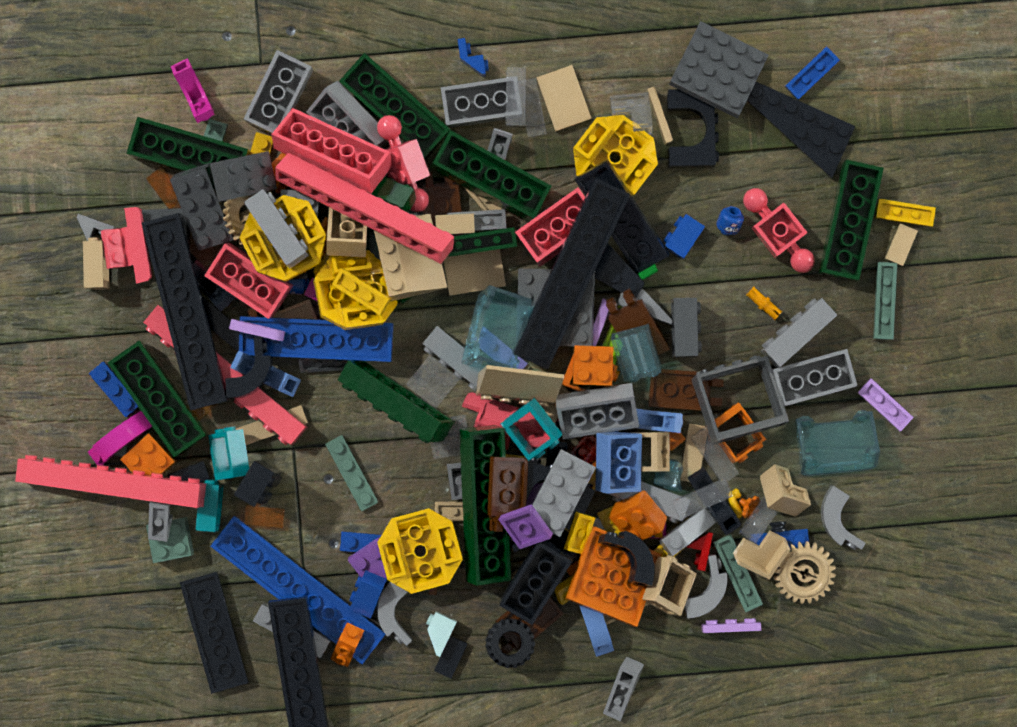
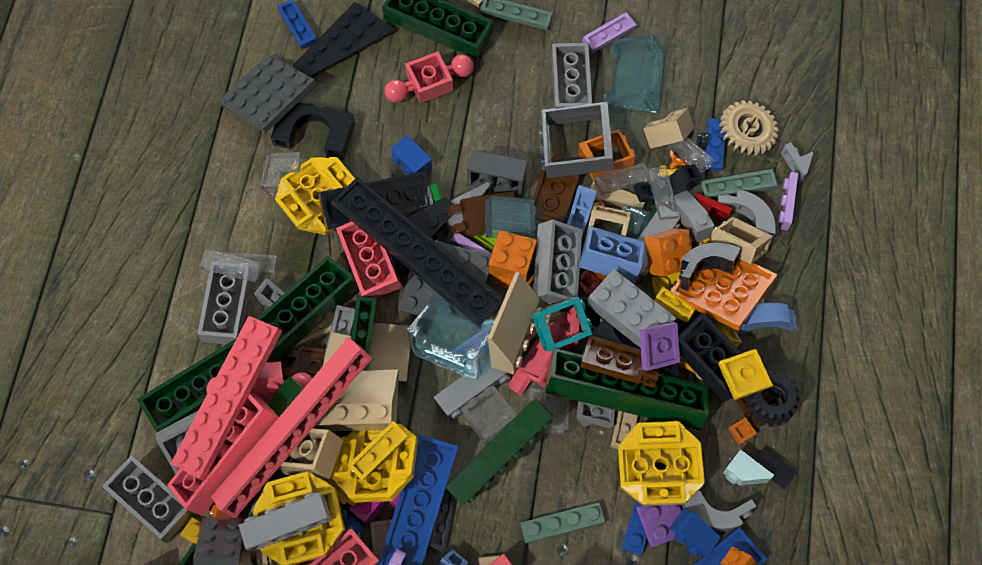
camera: 75 degrees left, 20 degrees down
(378, 139) = (226, 398): none -> coral plate
(476, 63) = (186, 302): blue slope -> none
(479, 621) = (742, 431): none -> orange tile
(522, 612) = (745, 374): none -> yellow tile
(563, 98) = (248, 232): tan tile -> none
(623, 688) = (833, 308): light grey slope -> none
(659, 116) = (307, 151): tan tile -> none
(730, 220) = (408, 115): blue head -> none
(762, 558) = (728, 151): tan panel -> none
(764, 303) = (491, 107): light orange pin -> none
(774, 631) = (795, 162): none -> light grey slope
(798, 333) = (526, 80): light grey brick -> none
(831, 518) = (701, 95): light grey arch -> none

